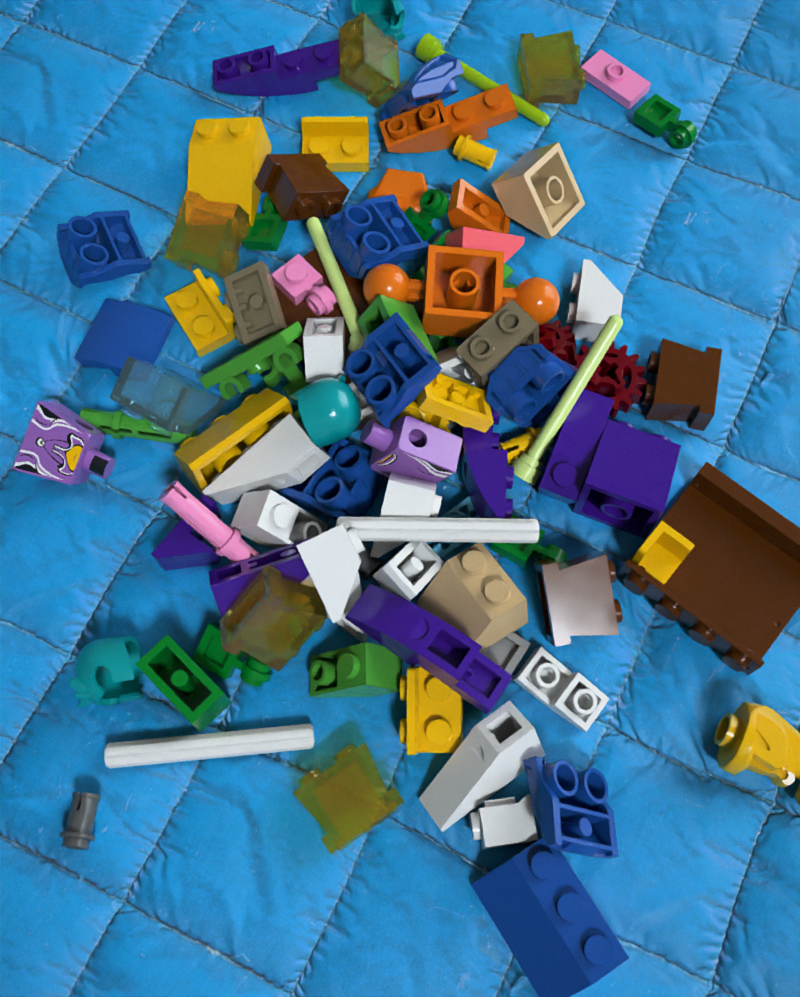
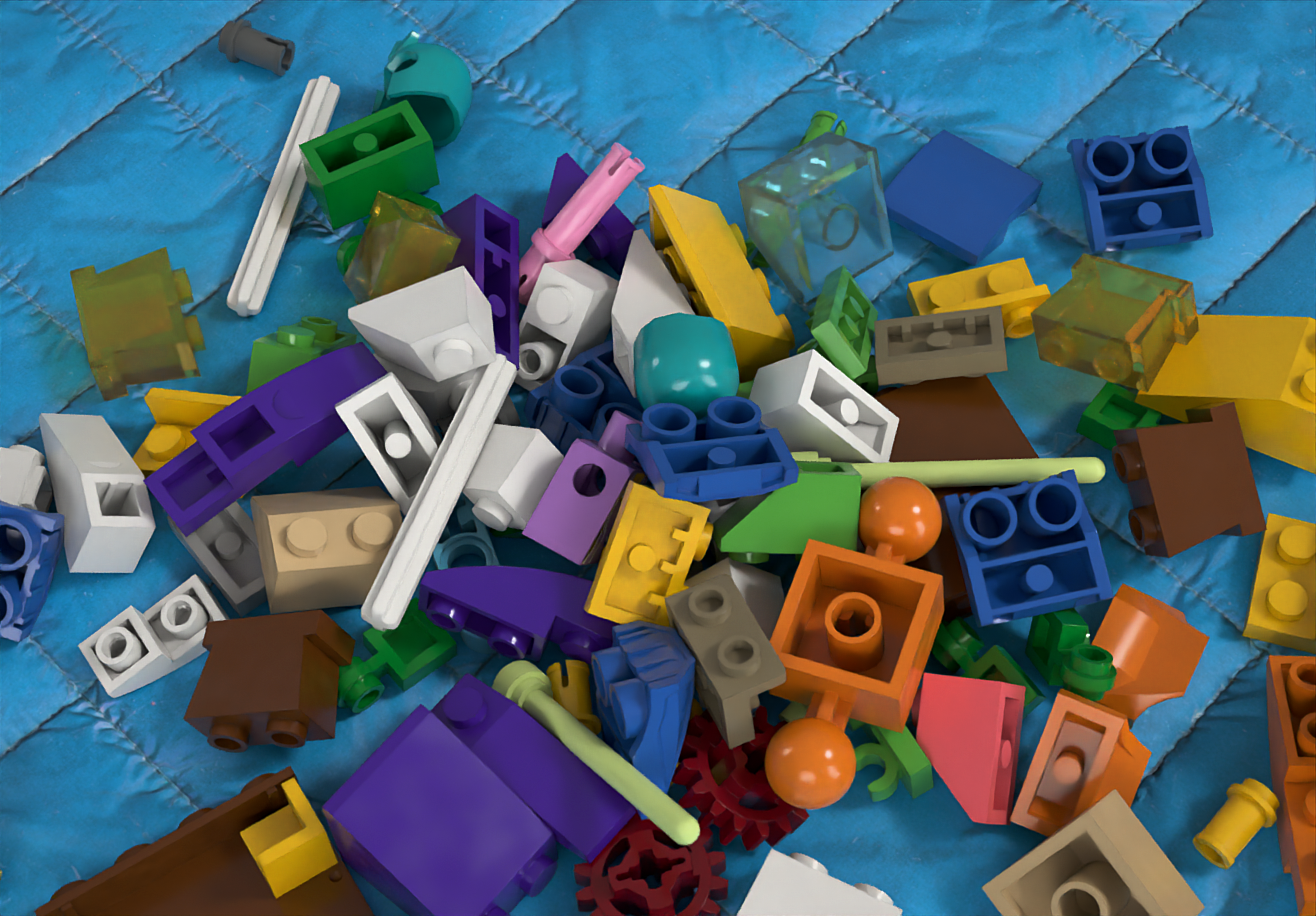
camera: 110 degrees right, 10 degrees down
(62, 446) = (781, 83): medium lavender torso -> none
(300, 282) = (972, 419): bright pink plate -> none

